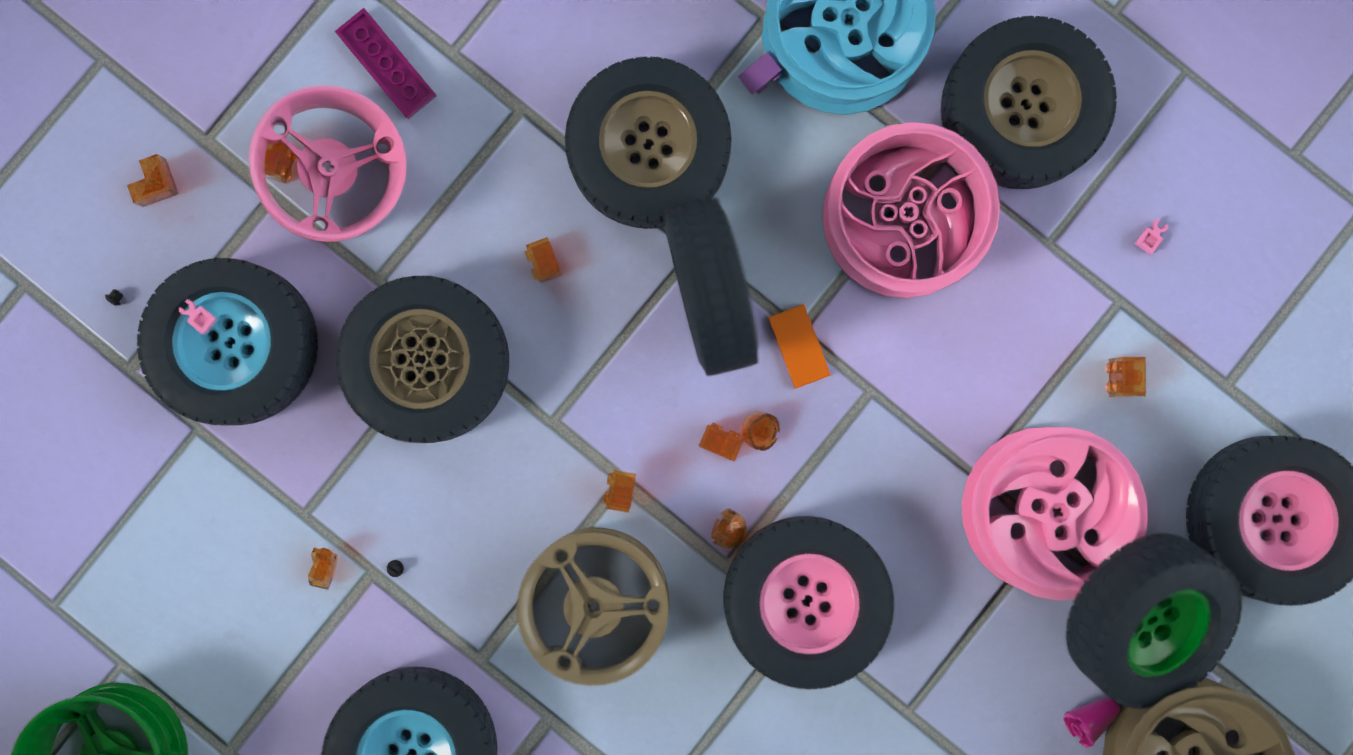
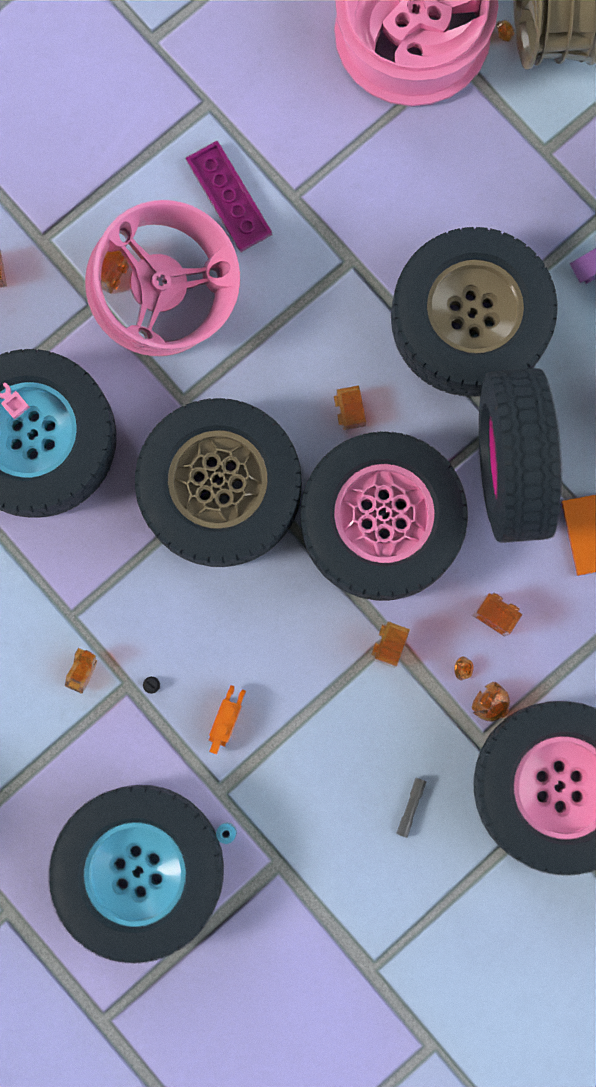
camera: 10 degrees right, 5 degrees down
(472, 591) = (225, 720): none -> orange hinge
(494, 695) = (229, 827): none -> medium azure brick
(560, 326) = (358, 557): none -> black wheel
(597, 621) = (350, 768): dark tan wheel -> none
(665, 657) = (407, 819): none -> dark grey piece
(696, 500) = (463, 668): none -> clear orange hat
(760, 430) = (538, 609): clear orange cylinder -> none

